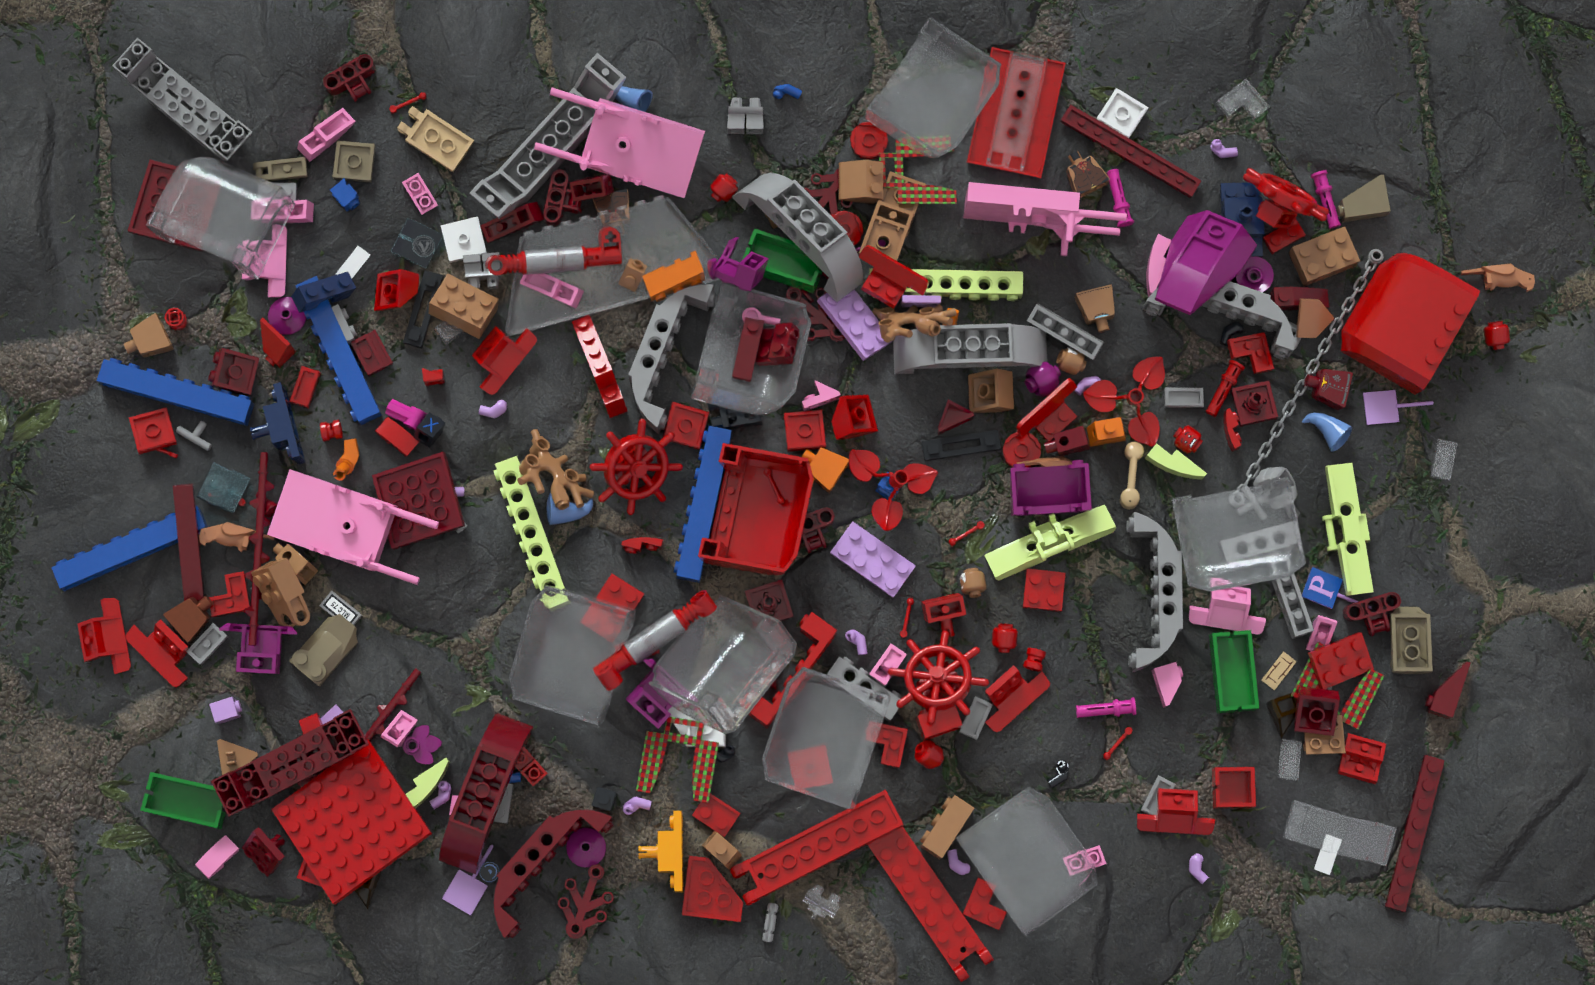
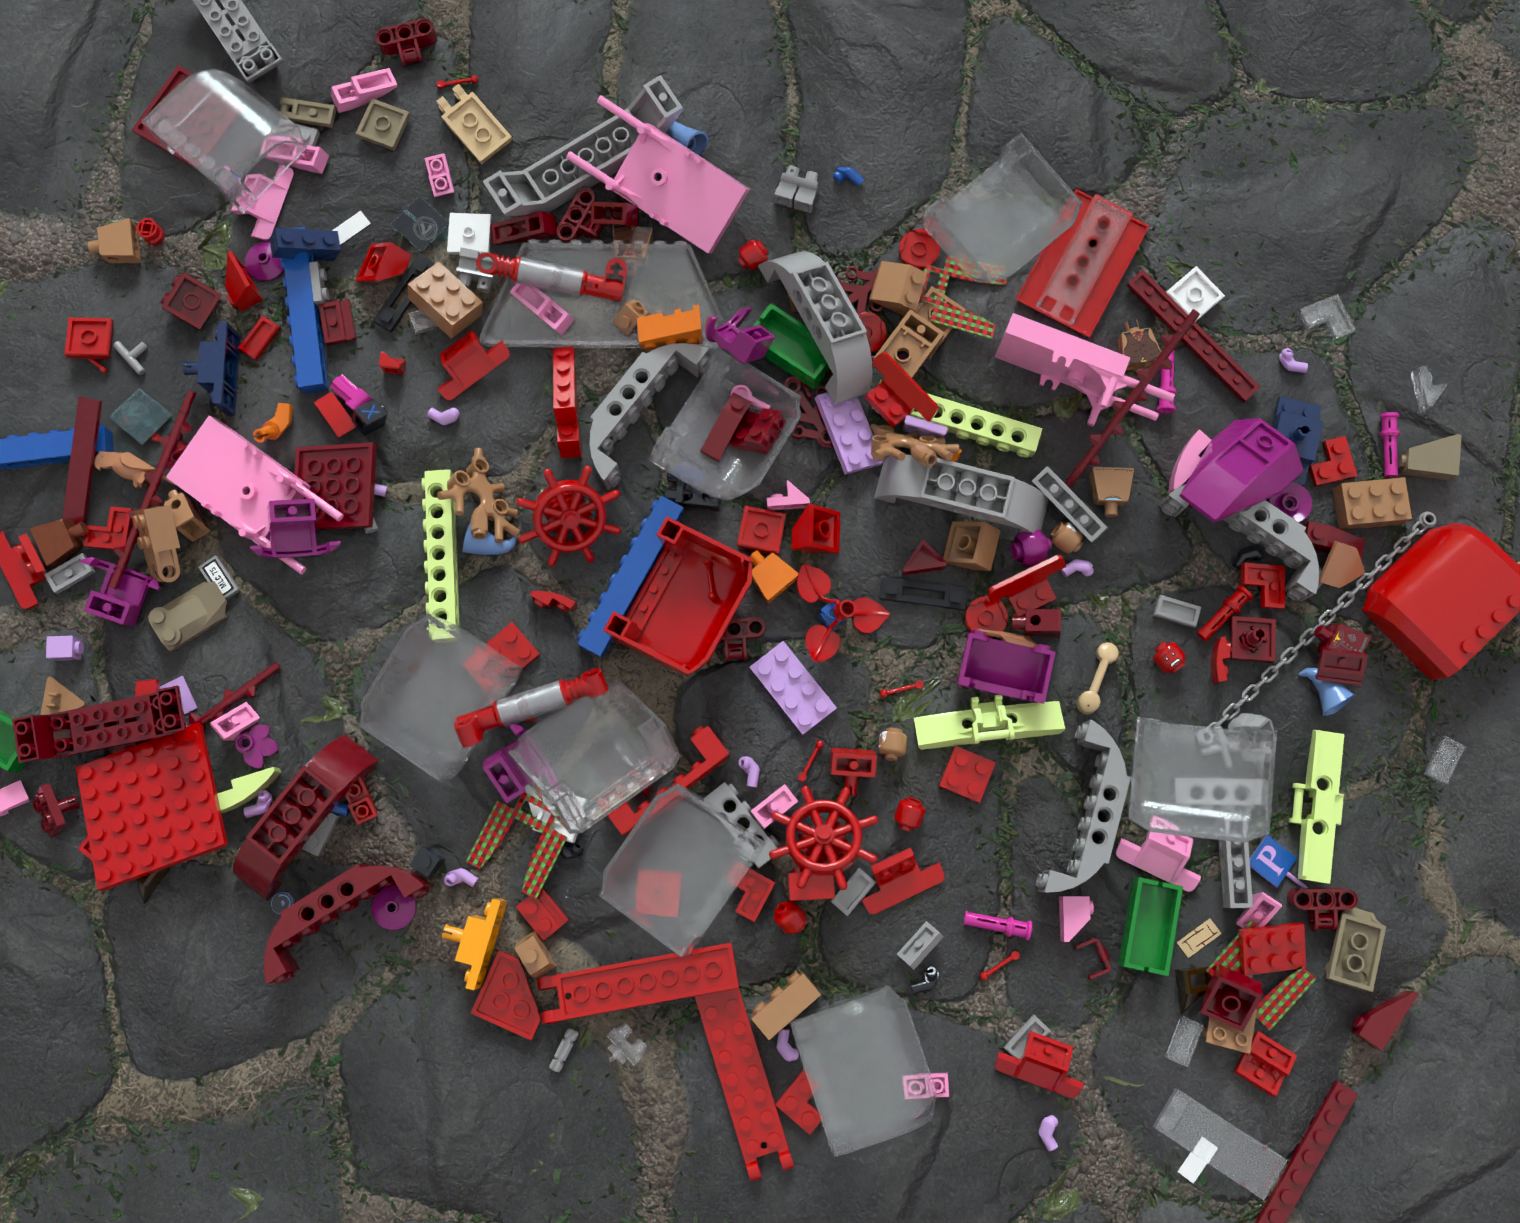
camera: 20 degrees right, 0 degrees up
(175, 392) = (124, 305): blue brick -> none
(331, 430) = (269, 389): red wheel -> none
(345, 195) = (362, 155): blue window -> none
(400, 548) = (293, 531): none -> magenta piece
(466, 890) = (253, 915): lavender piece -> none
(584, 904) = (371, 969): dark red plant -> none
(686, 424) = (638, 489): red plate -> none
(775, 592) = (667, 702): dark red plate -> none
(1034, 659) = (936, 842): red wheel -> none
(1045, 745) = (920, 945): none -> light grey plate
(1095, 222) = (1138, 394): none -> dark red plant
(1103, 393) = (1091, 583): red plant -> none
(1106, 432) = (1084, 623): orange torso -> none
(1175, 463) = (1148, 679): yellowish green slope -> none
(1201, 707) = (1102, 954): none -> dark red piece
(1233, 787) = (1114, 1055): red piece -> none
(1286, 200) = (1337, 439): red piece -> none
(1333, 405) = (1341, 666): none -> dark red plate
(1345, 145) = (1425, 393): none -> clear slope
(1383, 408) = (1391, 684): lavender piece -> none

